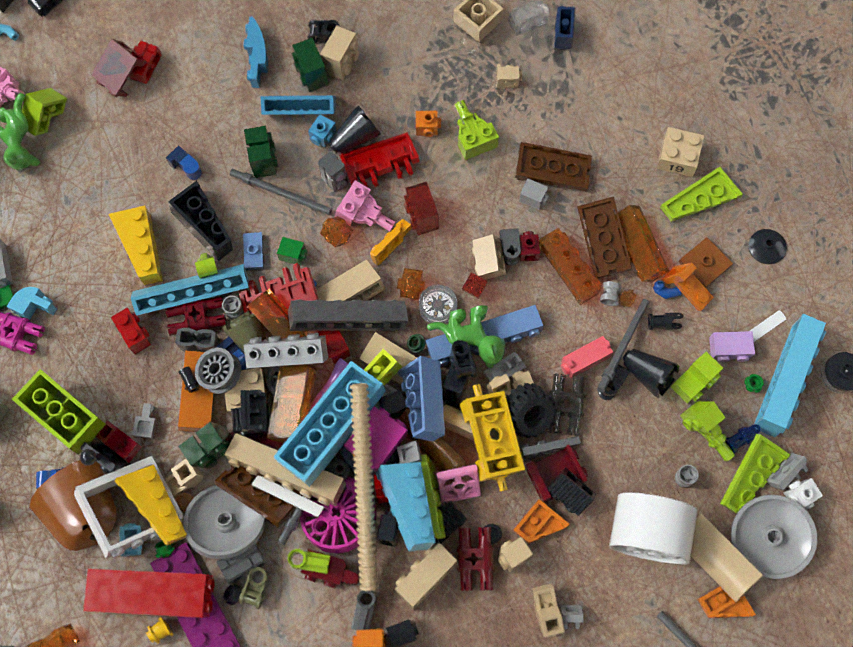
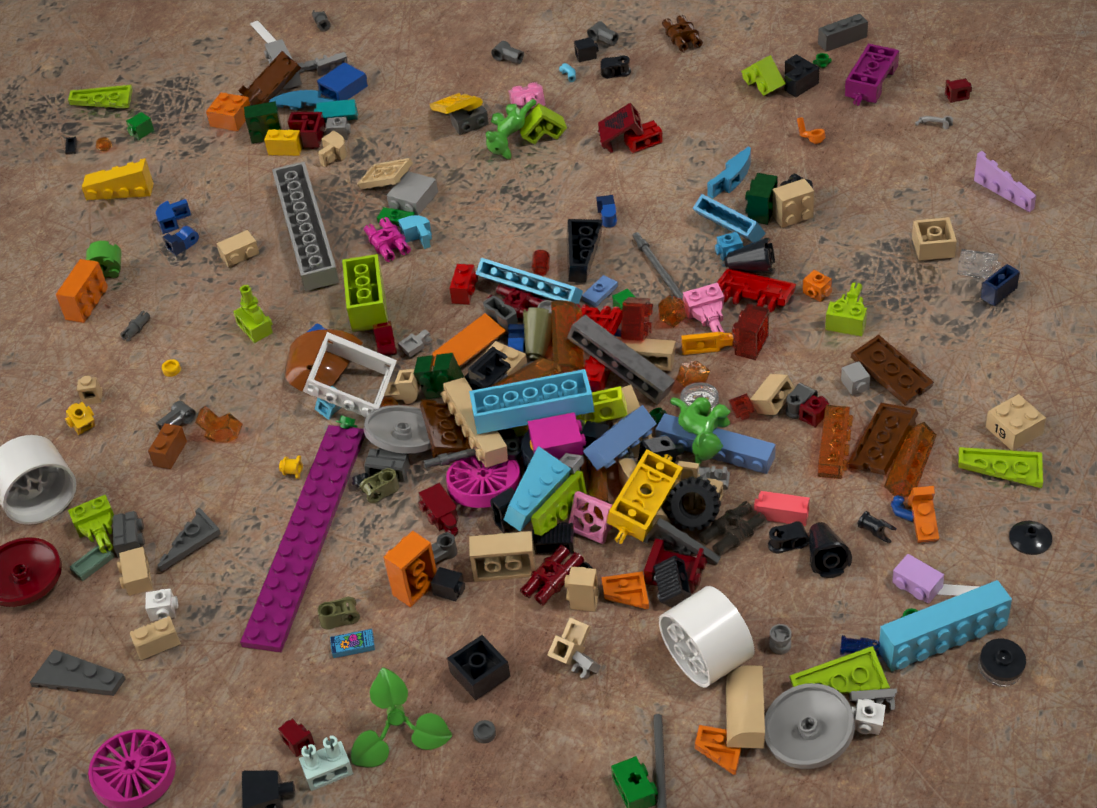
camera: 45 degrees right, 25 degrees down
(99, 452) = (362, 331): black plate -> none
(138, 239) = (525, 236): yellow wedge -> none
(149, 593) = (308, 435): red brick -> none
(153, 502) = (366, 381): yellow wing -> none
(177, 258) = (540, 262): none -> clear red brick
(189, 380) = (466, 332): black pin -> none
(206, 265) = (553, 272): lime piece -> none
(207, 368) = (493, 332): dark grey wheel -> none
(261, 151) = (667, 230): dark green piece -> none
(285, 351) = (551, 347): light grey brick -> none
(288, 496) = (460, 441): white sticker -> none
(311, 561) = (430, 484): lime piece -> none
(323, 264) = (636, 318): none -> clear red brick
(333, 171) = (707, 267): dark grey brick -> none
(364, 490) = (513, 455): tan piece -> none
(463, 363) = (673, 433): black piece -> none
(508, 76) = (917, 292): tan brick -> none
(609, 373) = (786, 521): dark grey bar -> none
(610, 293) = (850, 479): light grey wheel -> none
(627, 298) = (861, 492): clear orange plate -> none
(701, 374) = (862, 579): lime brick -> none
(704, 418) = (834, 605): lime brick -> none
(708, 261) = (959, 512): dark orange plate -> none

